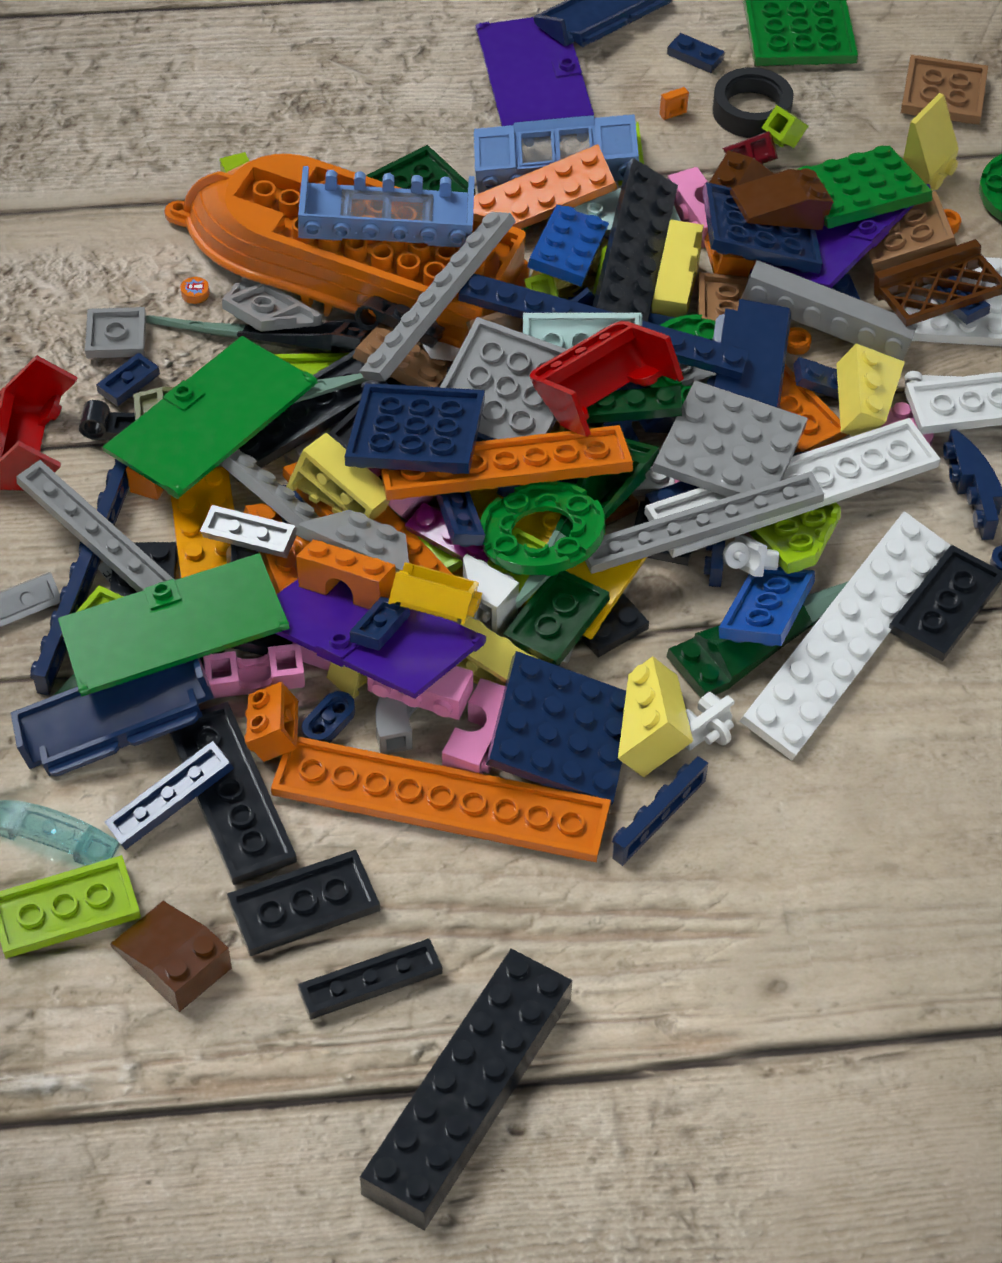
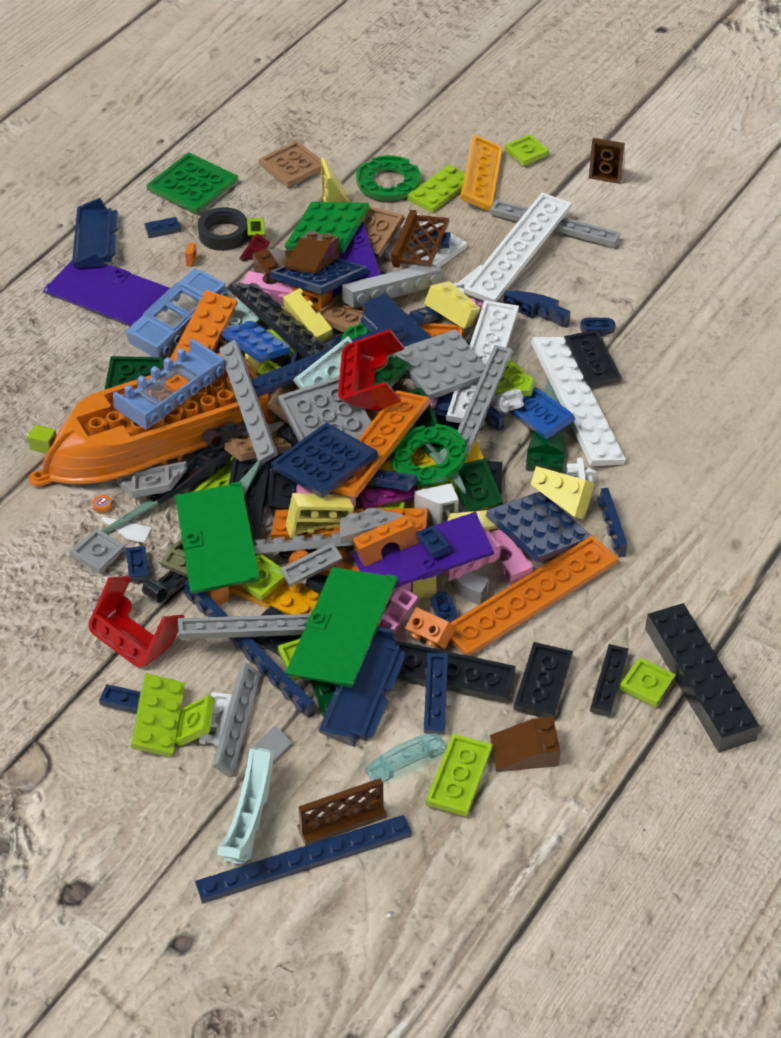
camera: 50 degrees left, 5 degrees down
(182, 343) = (130, 530): none -> white sticker
(195, 504) = (270, 578): none -> lime plate
(390, 209) = (175, 383): none -> orange tile
(405, 1027) = (647, 682): none -> lime plate
(435, 593) = (437, 511): yellow window -> none

